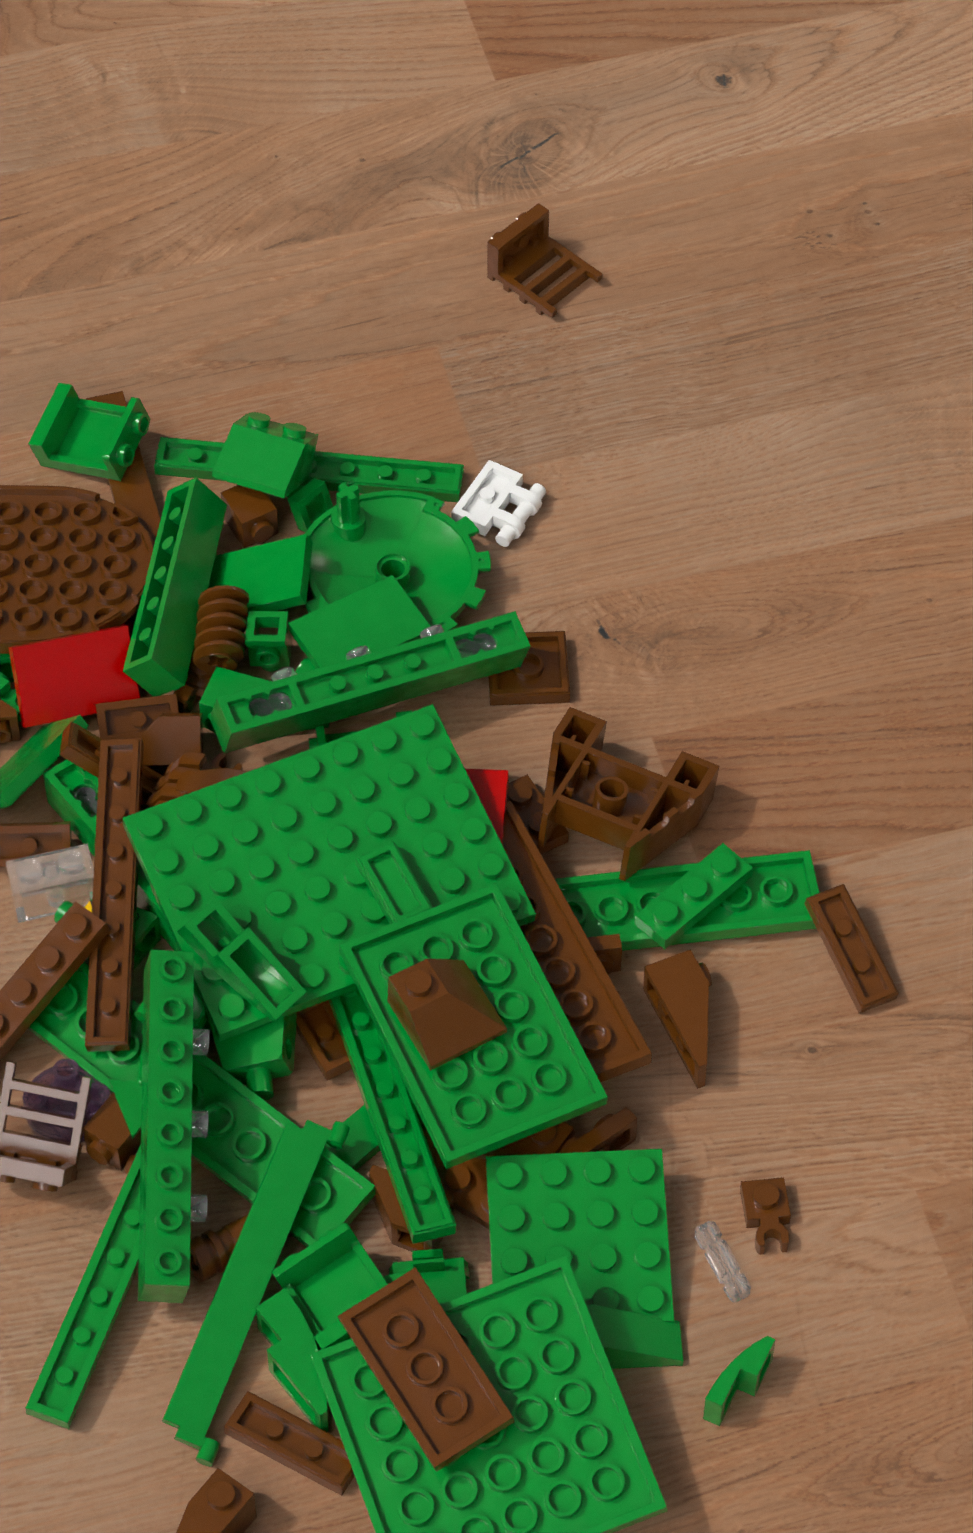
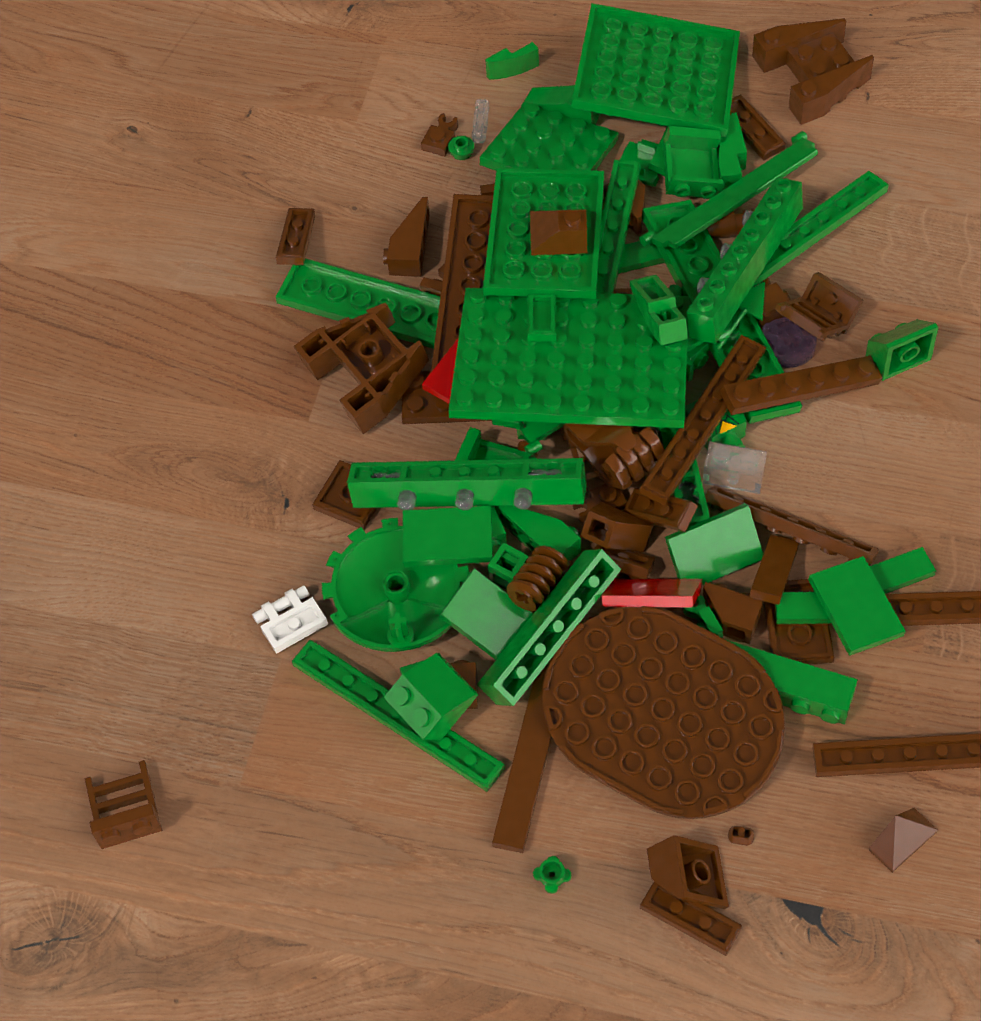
camera: 145 degrees left, 5 degrees up
(38, 392) = (550, 865): none -> green plate
(88, 434) = (536, 799): green panel -> none
(426, 1369) = (675, 87): reddish brown plate -> none
(693, 896) = (361, 292): green plate -> none
(720, 1212) = (461, 147): none -> green plate

